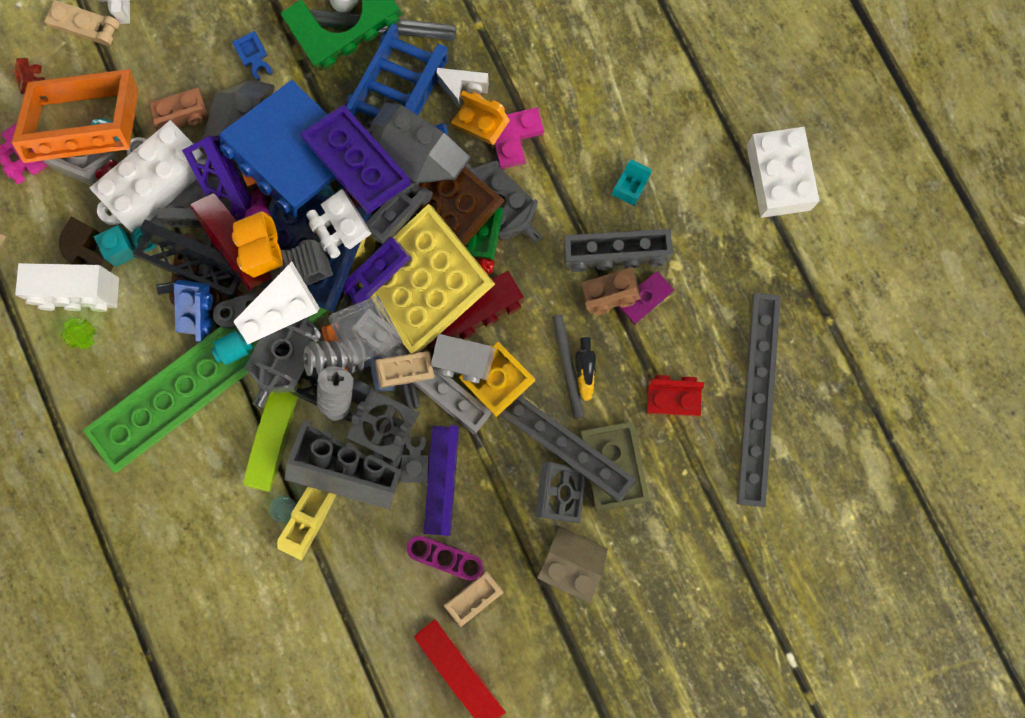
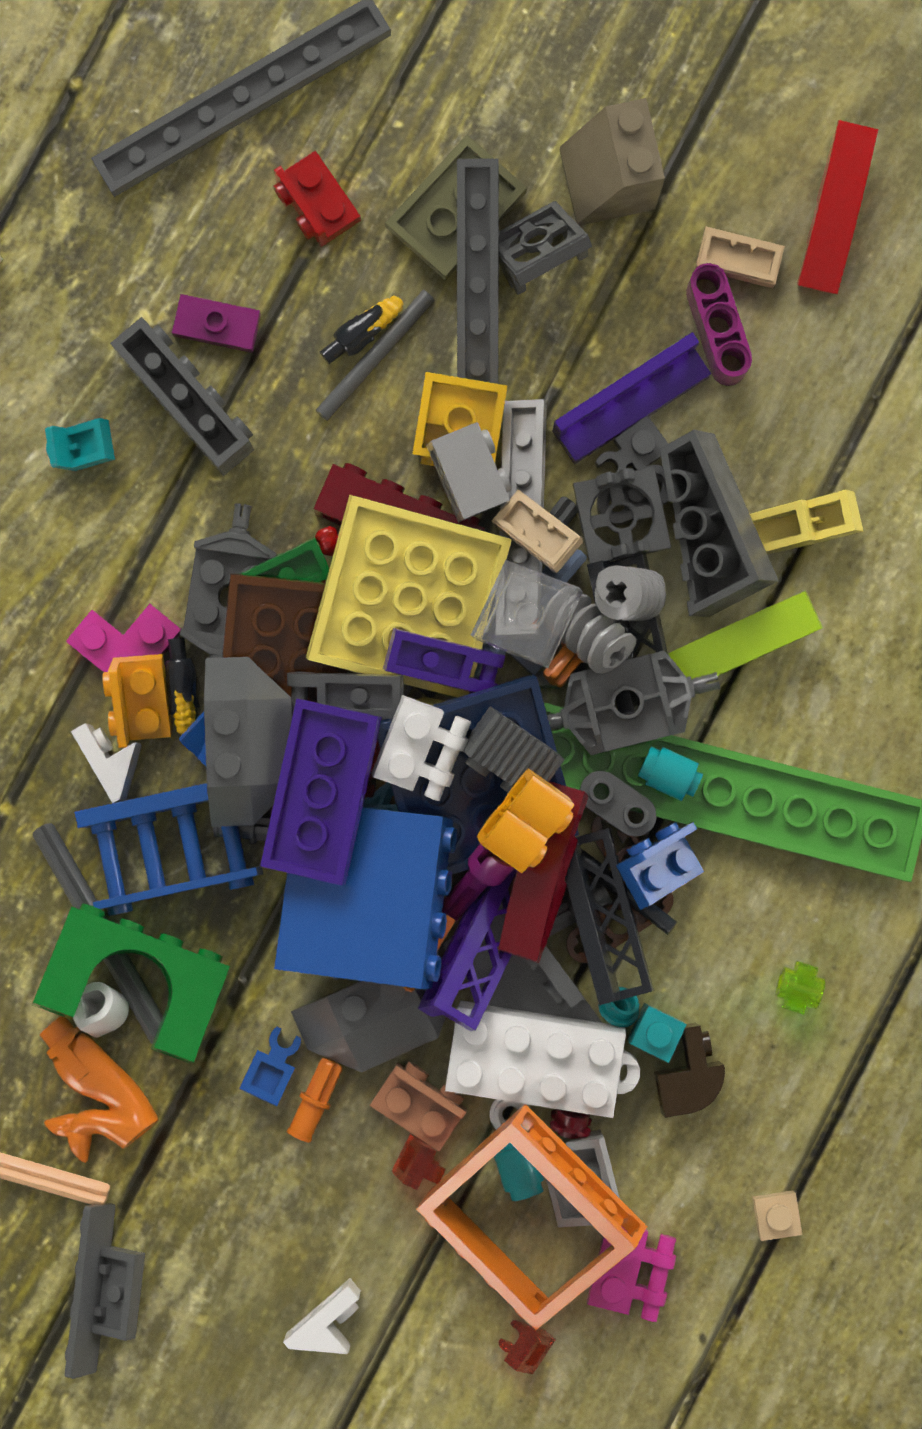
camera: 130 degrees left, 5 degrees up
(67, 286) = (757, 1044): white brick -> none
(82, 22) = (399, 1340): tan plate -> none
(152, 87) = (417, 1163): none -> clear red tile
(221, 63) = (315, 1100): none -> orange axle
(277, 306) = (581, 738): white wing -> none
(281, 509) = (812, 563): clear light blue plate -> none
(473, 146) = (181, 685): none -> black piece
(611, 291) = (241, 367): medium nougat bracket -> none

